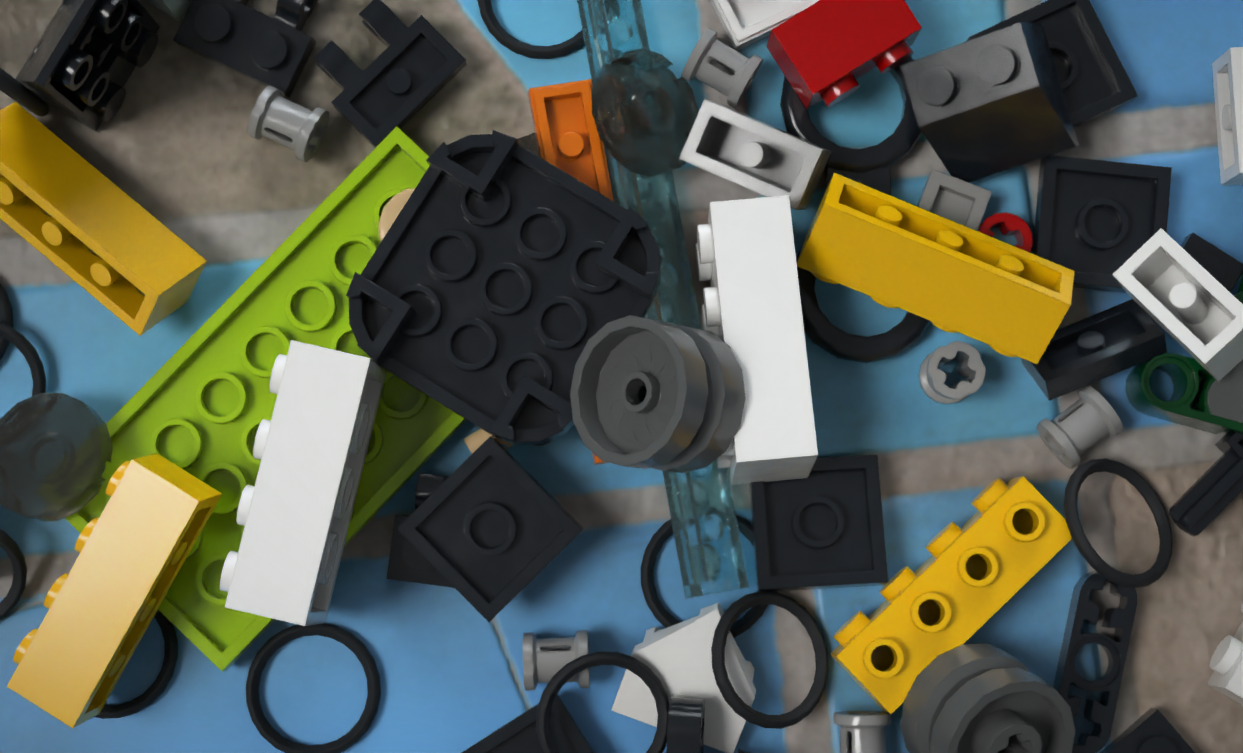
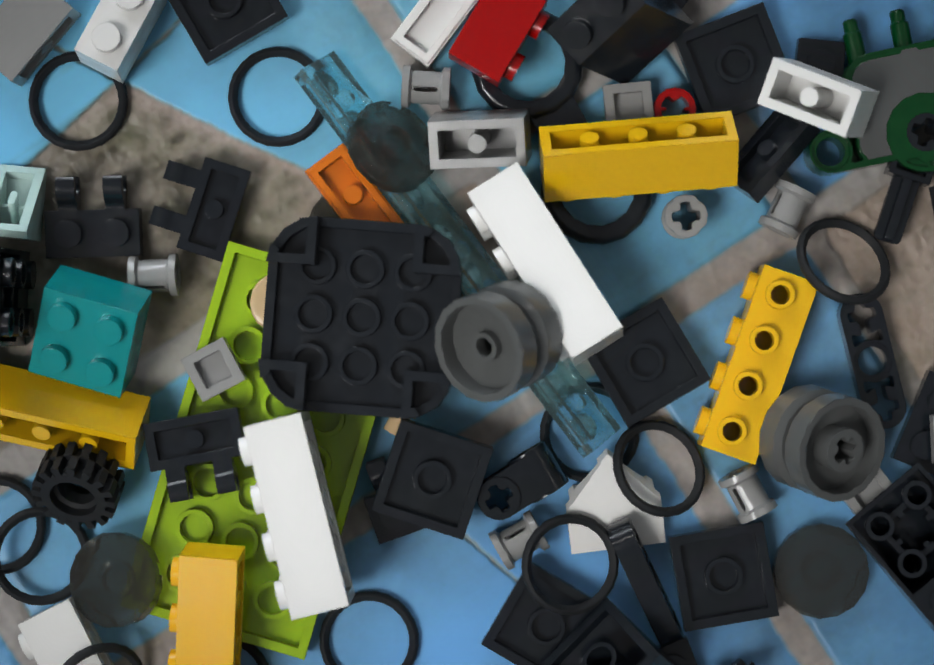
camera: 30 degrees left, 5 degrees up
(36, 323) = (71, 465): none -> black tyre
(176, 144) = (89, 330): none -> teal brick
(226, 336) = (192, 441): none -> black plate
(298, 264) = (213, 369): none -> light grey plate
(605, 588) = (529, 478): none -> black piece

